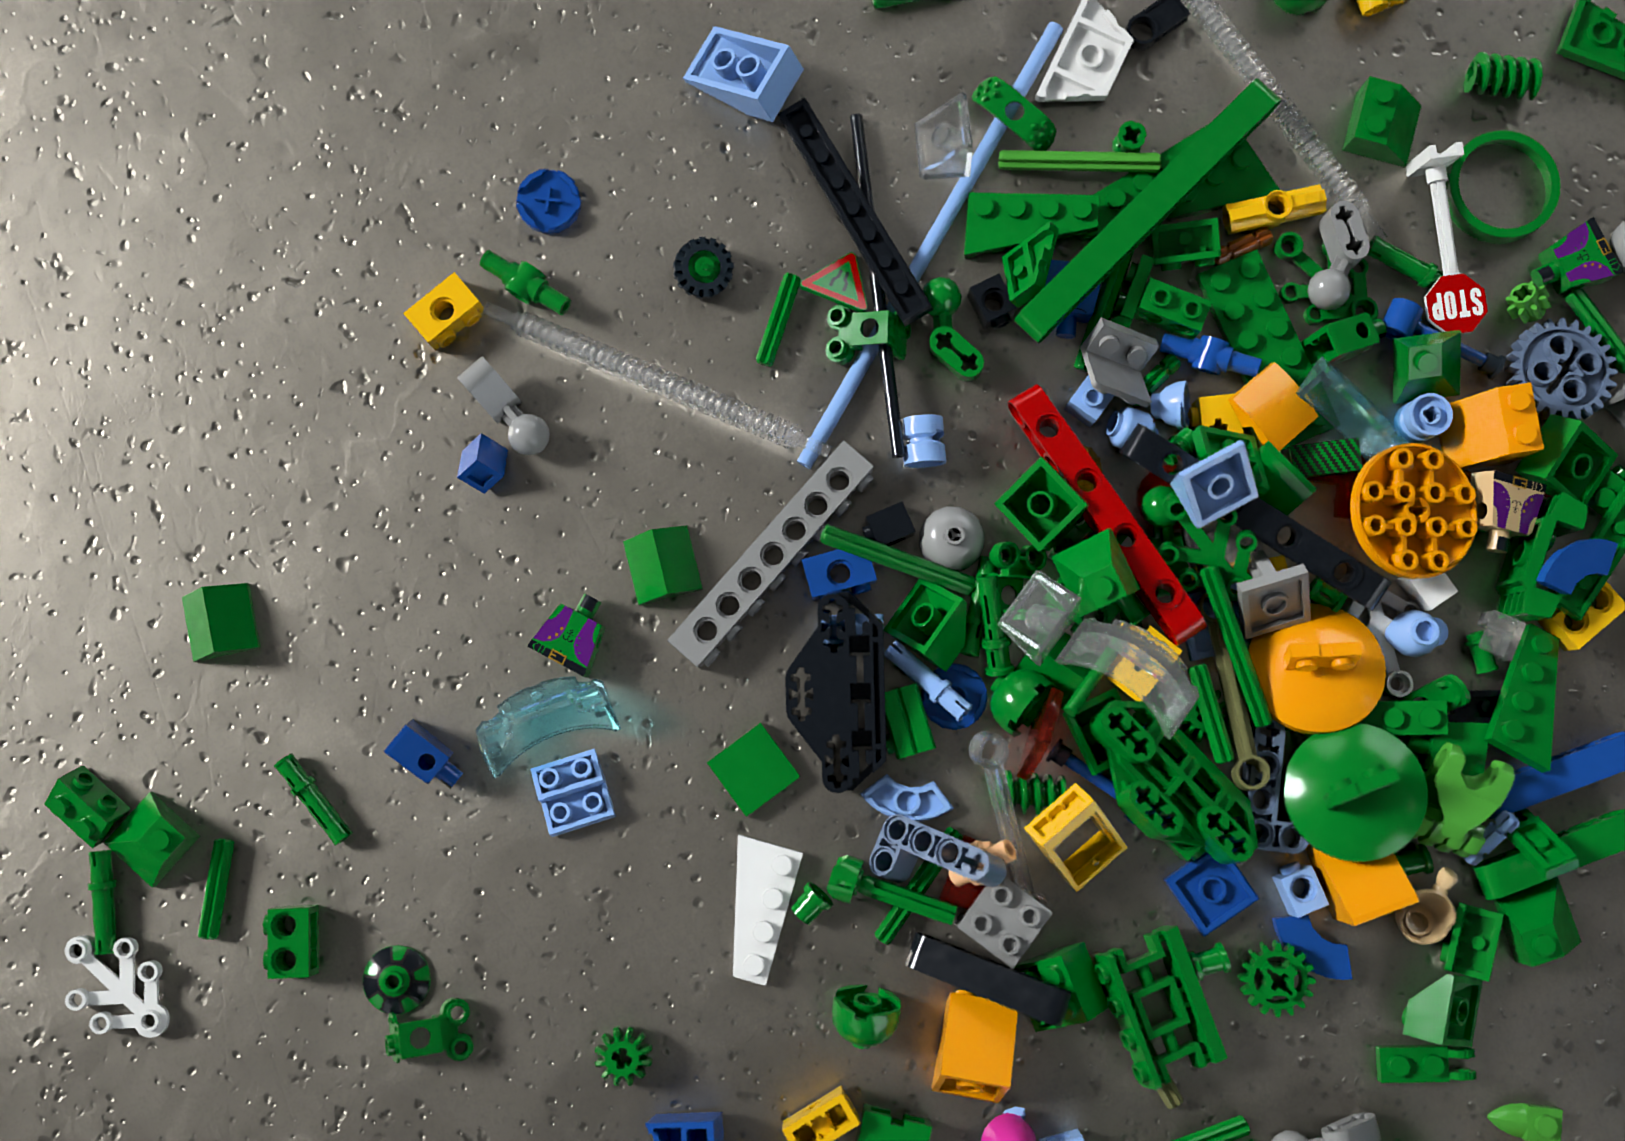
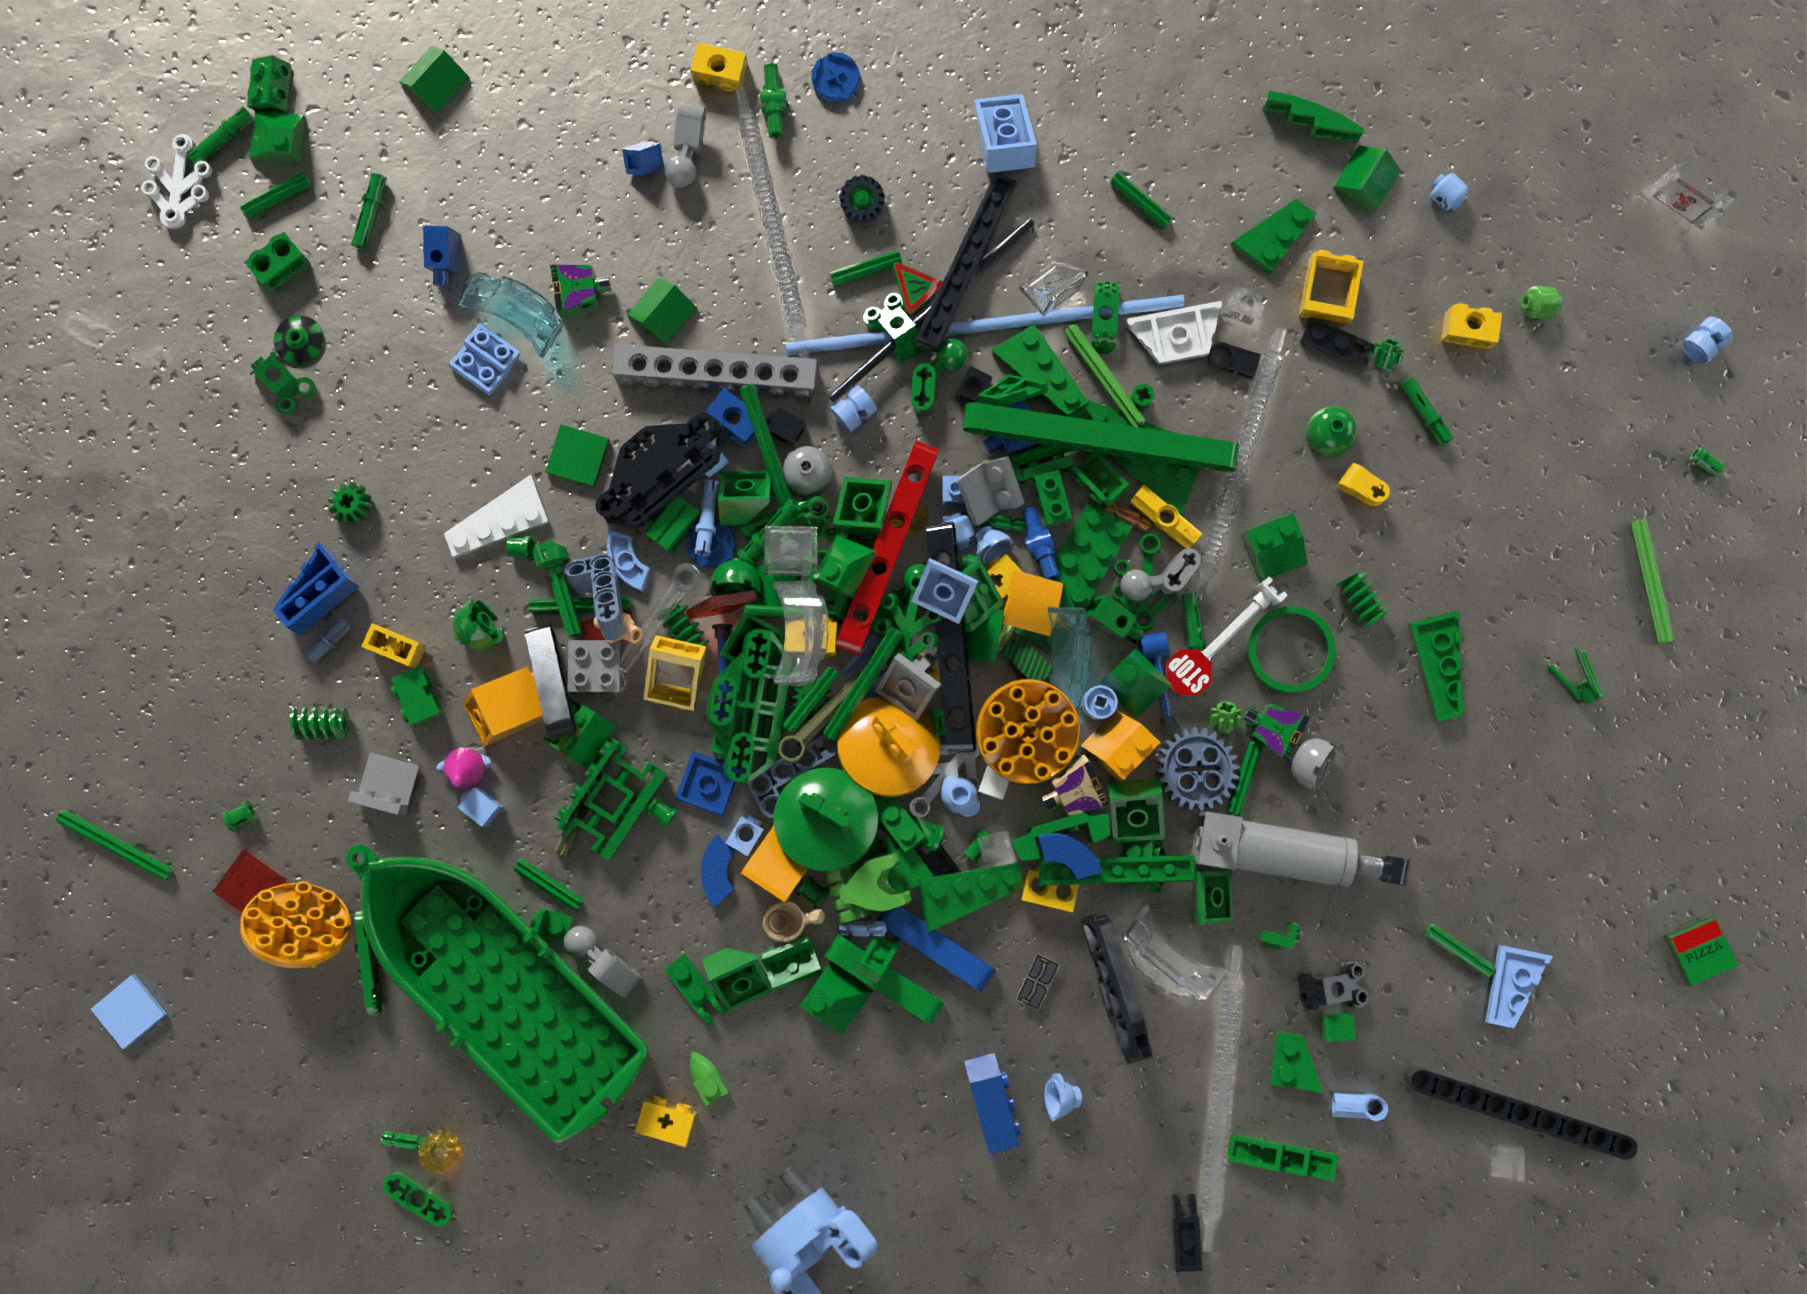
camera: 50 degrees right, 0 degrees up
(1286, 969) = (681, 849): green gear -> none

